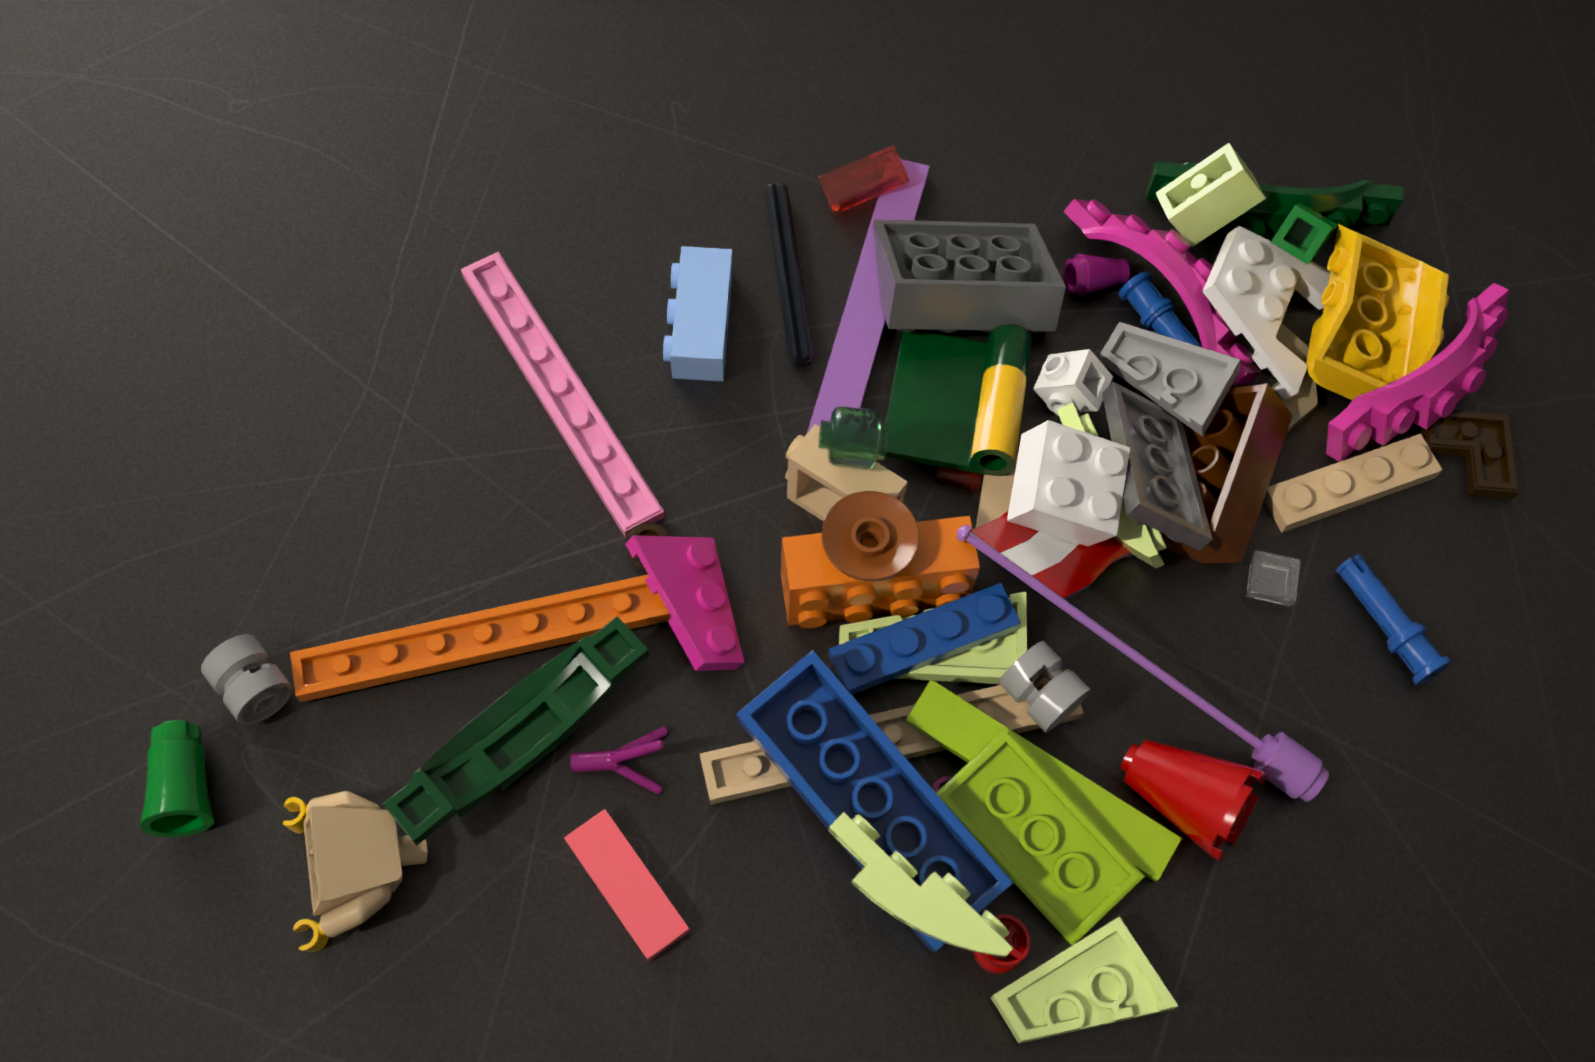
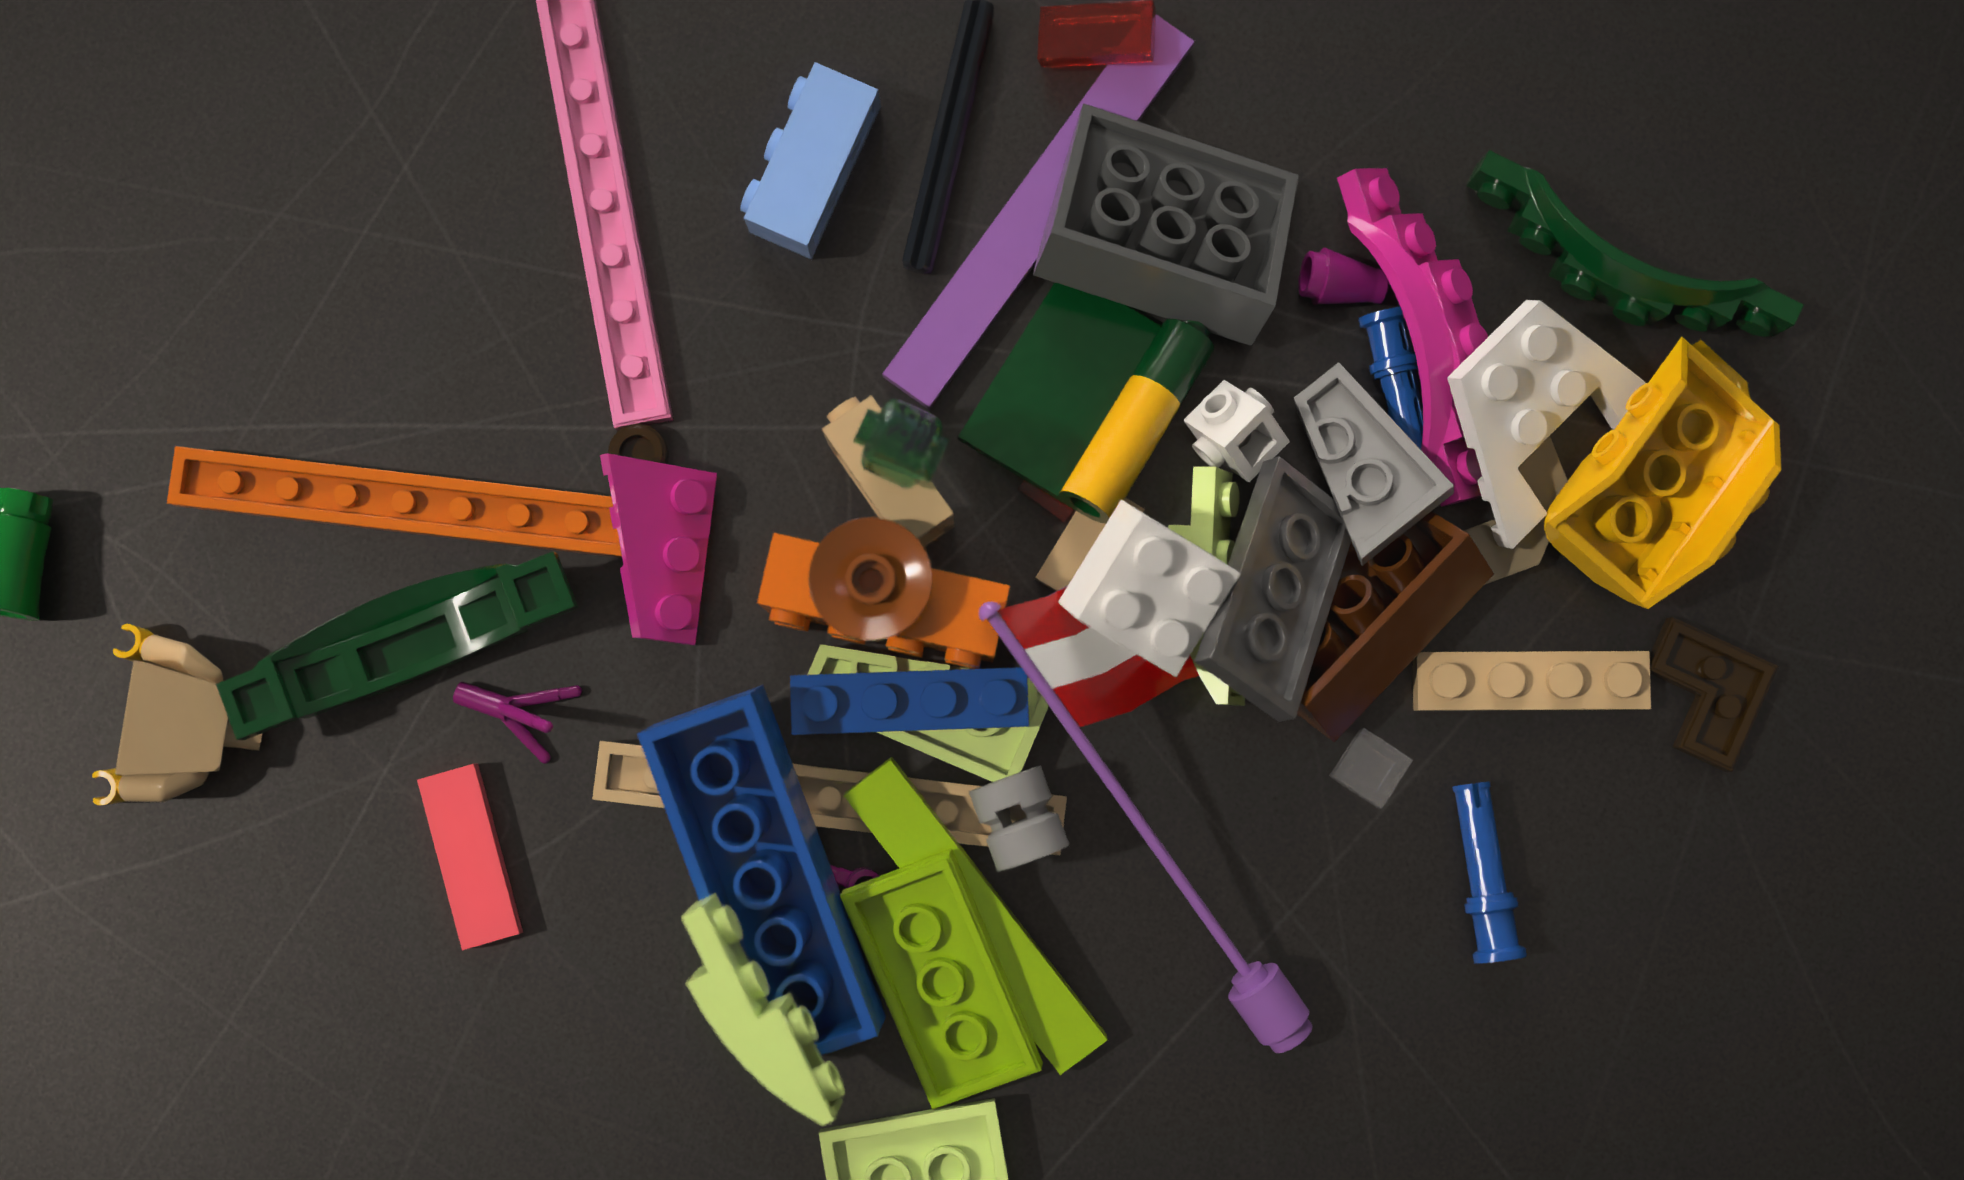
camera: 20 degrees right, 20 degrees up
(246, 679) = (111, 443): light grey wheel -> none
(1017, 938) = (860, 1087): red wheel -> none
(1194, 791) = (1142, 997): red cone -> none
(1213, 195) = (1527, 239): yellowish green brick -> none
(1304, 233) = (1627, 336): green brick -> none
(1430, 389) = (1693, 608): dark pink piece -> none

